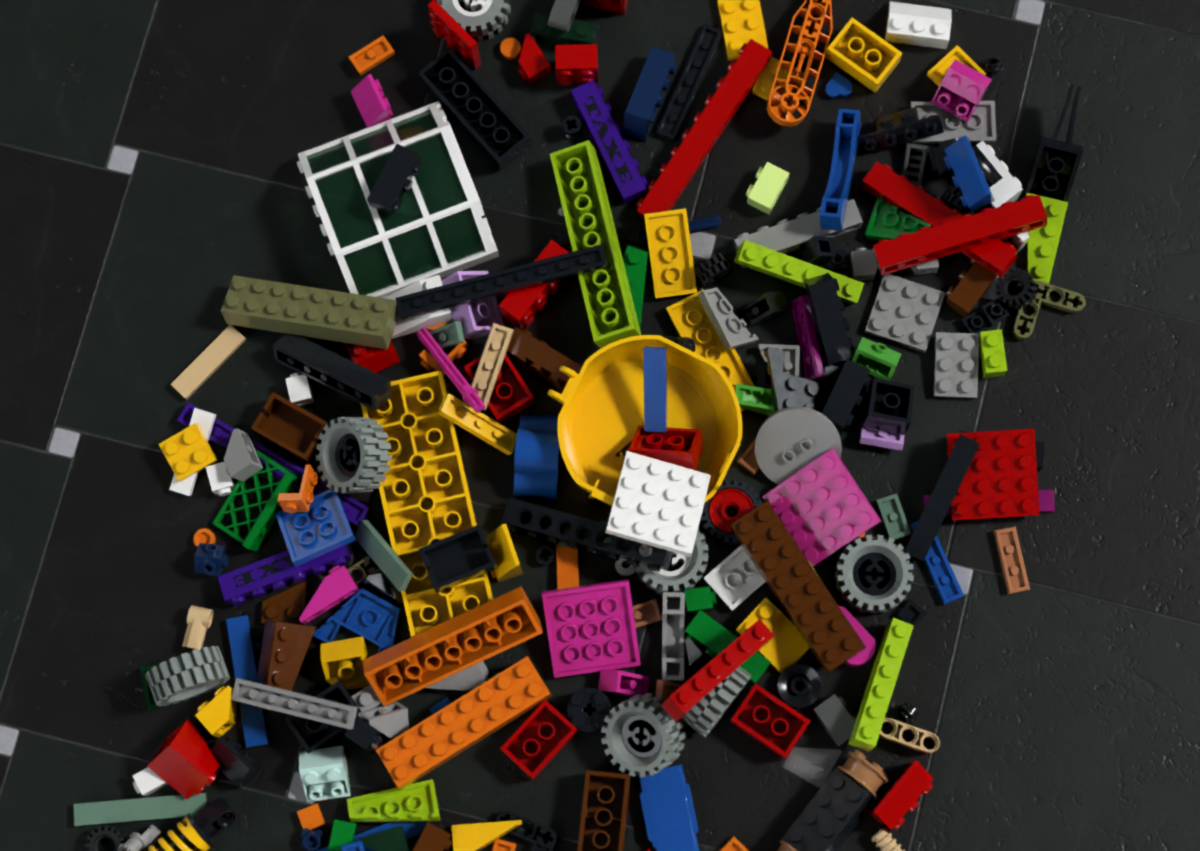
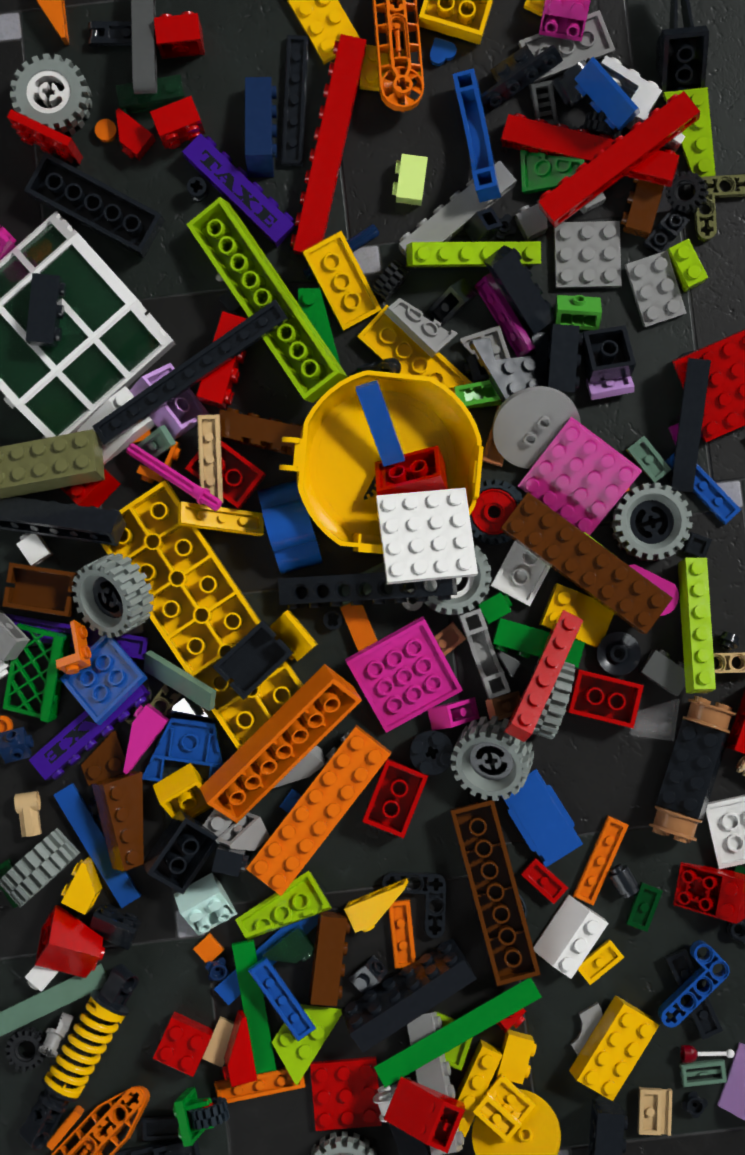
camera: 30 degrees left, 10 degrees up
(294, 703) = (152, 857): light grey plate -> none

